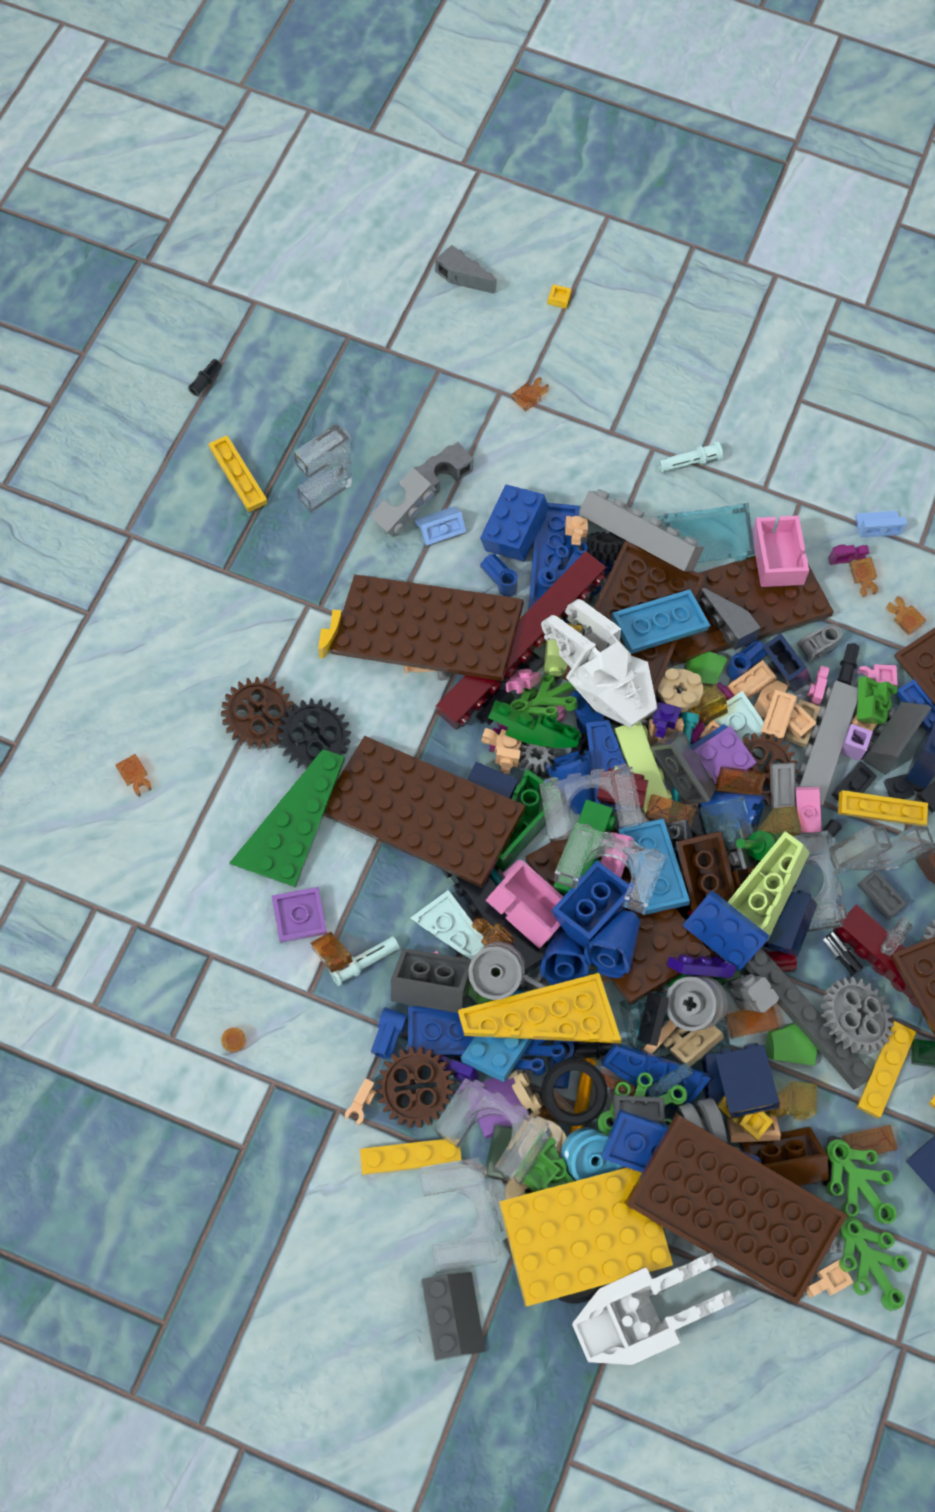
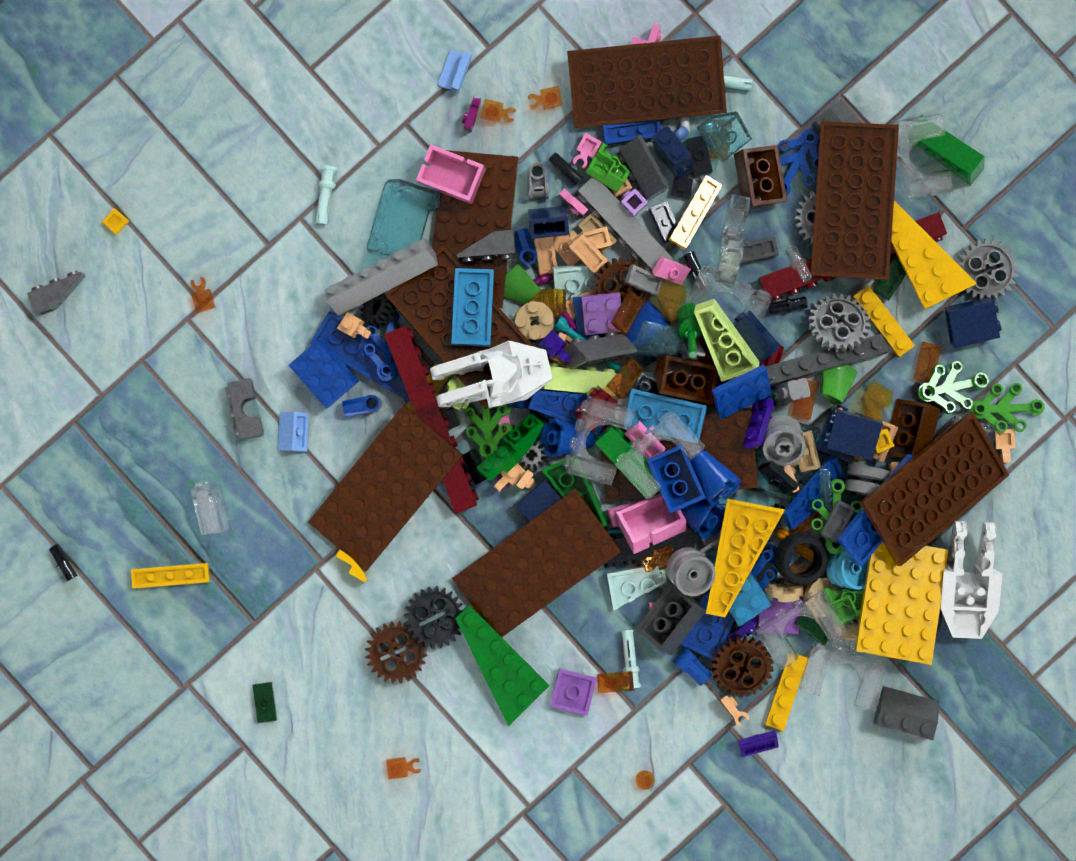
camera: 60 degrees left, 20 degrees up
(145, 612) = (264, 702): none -> dark green plate
(334, 1150) = (758, 743): none -> dark purple plate
(394, 518) = (261, 439): light grey arch -> none
(523, 679) = (463, 434): bright pink plate -> none

